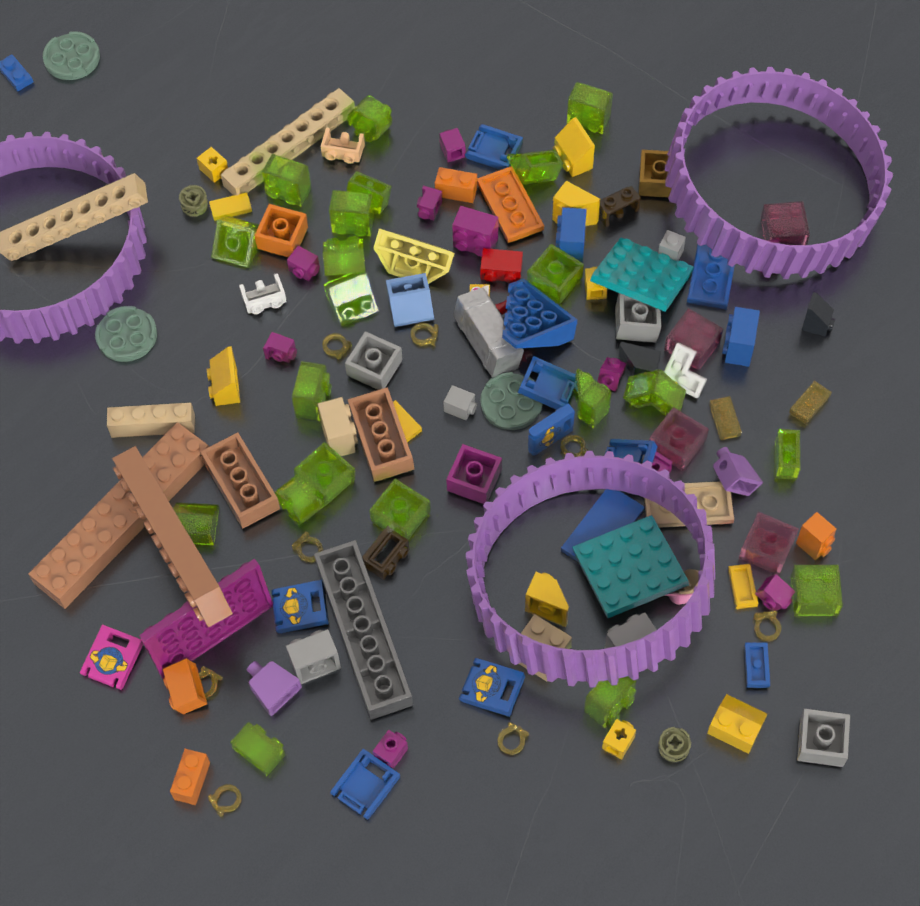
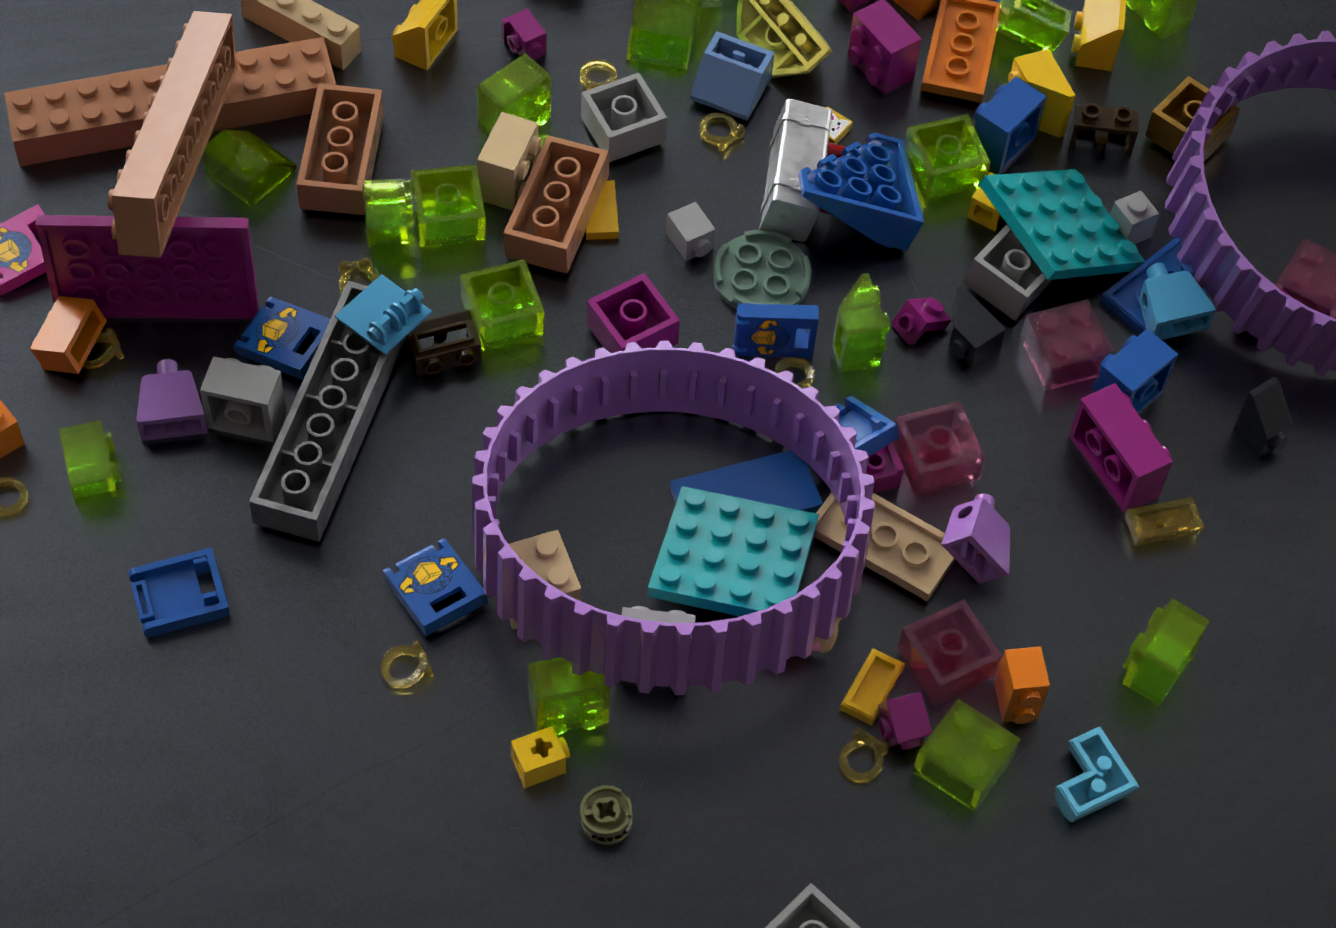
camera: 30 degrees right, 5 degrees down
(351, 559) = (384, 313): none -> dark azure hinge
(391, 748) = (243, 571): magenta brick -> none
(501, 265) = (886, 106): red brick -> none
(546, 599) = (588, 521): yellow slope -> none
(551, 385) = (824, 282): blue container -> none
(654, 389) = (958, 370): clear neon green brick -> none
(679, 370) = (1009, 372): white tile -> none
(725, 418) = (1029, 468): clear yellow plate -> none
(728, 282) = (1174, 303): none -> dark azure torso
(737, 723) = (712, 846): yellow slope -> none
(757, 665) = (803, 794): blue plate -> none
(764, 378) = (1120, 447): none -> magenta brick
(787, 454) = (1072, 560): clear neon green brick -> none
(866, 471) = (1163, 650): none -> clear neon green brick
(887, 558) = (1103, 780): none -> medium azure brick

